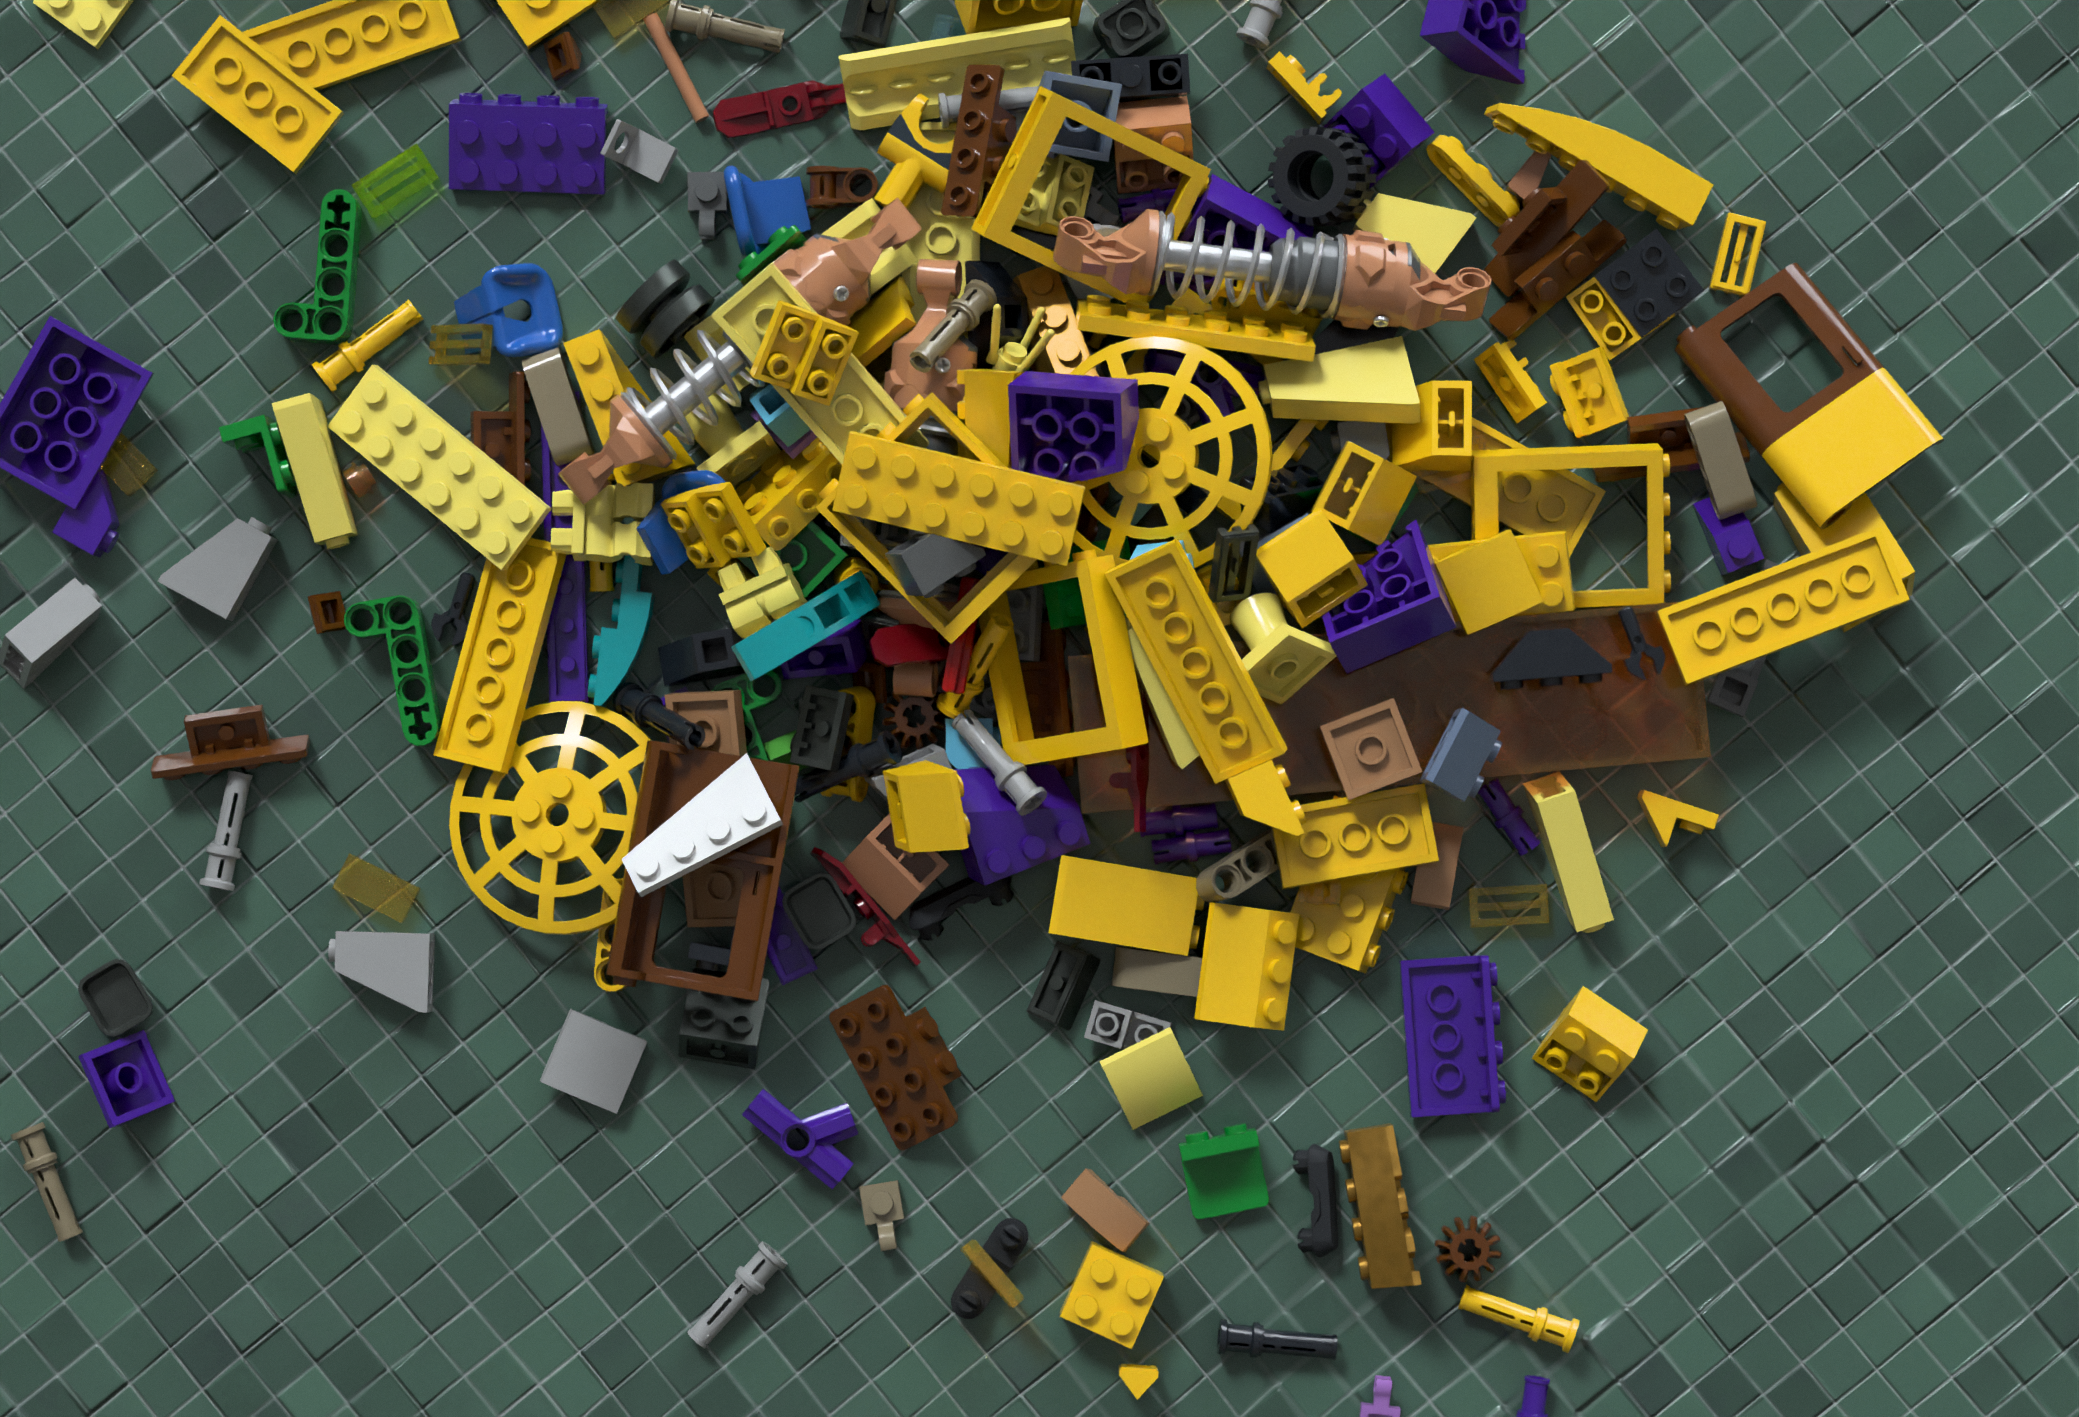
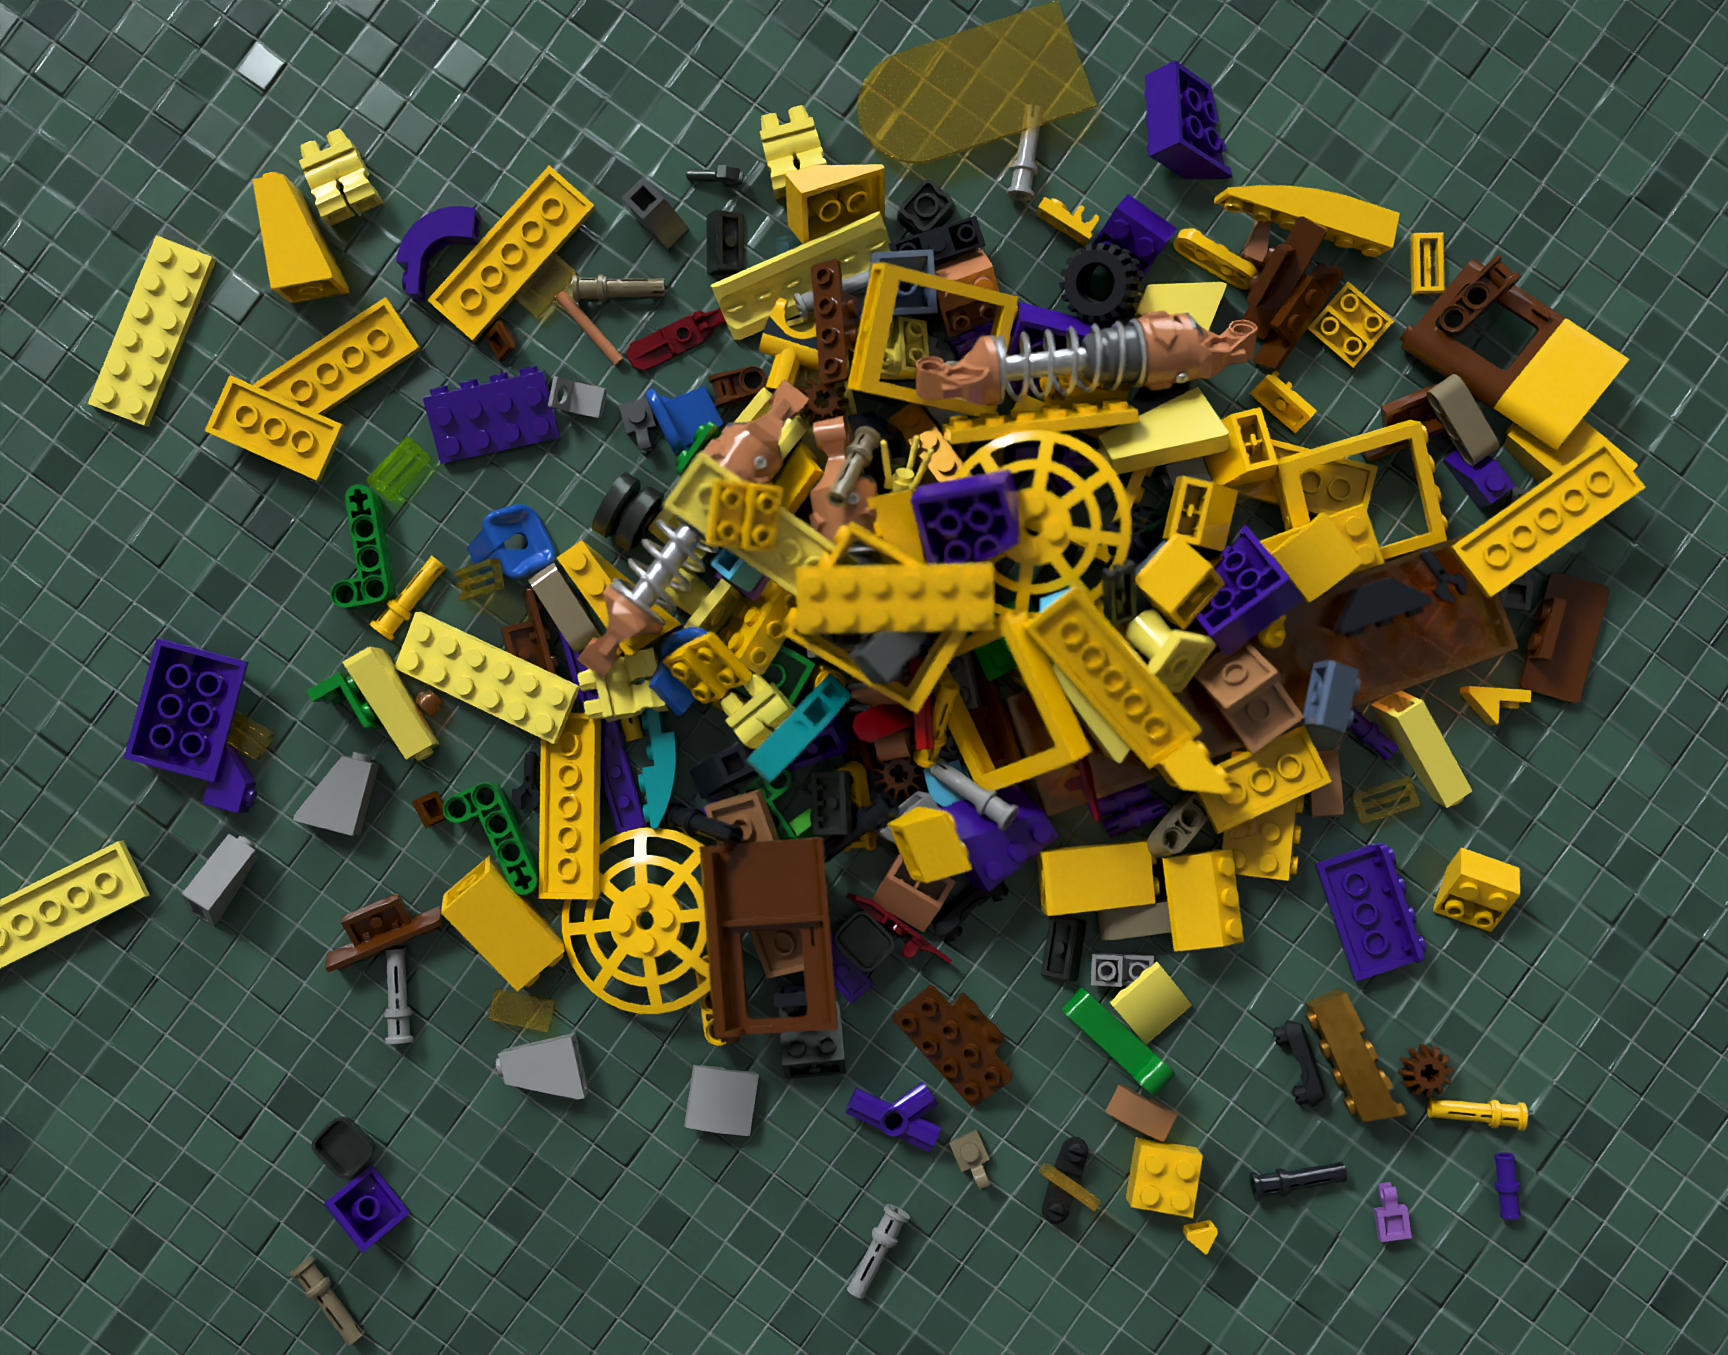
camera: 15 degrees left, 0 degrees up
(381, 776) = (502, 925): none -> yellow slope
(707, 827) = (765, 902): white wing -> none
(951, 240) = (834, 402): none -> reddish brown gear
(1098, 1112) = (1118, 1041): none -> green beam
(1223, 1171) = (1224, 1059): green bracket -> none
(1351, 701) = (1236, 677): none -> medium nougat plate
(1413, 660) = (1273, 634): none -> yellow piece
(1588, 393) = (1345, 395): yellow bracket -> none
(1649, 283) = (1369, 300): black hinge -> none
(1782, 761) = (1564, 637): none -> reddish brown bracket
(1800, 310) = (1493, 282): none -> reddish brown piece

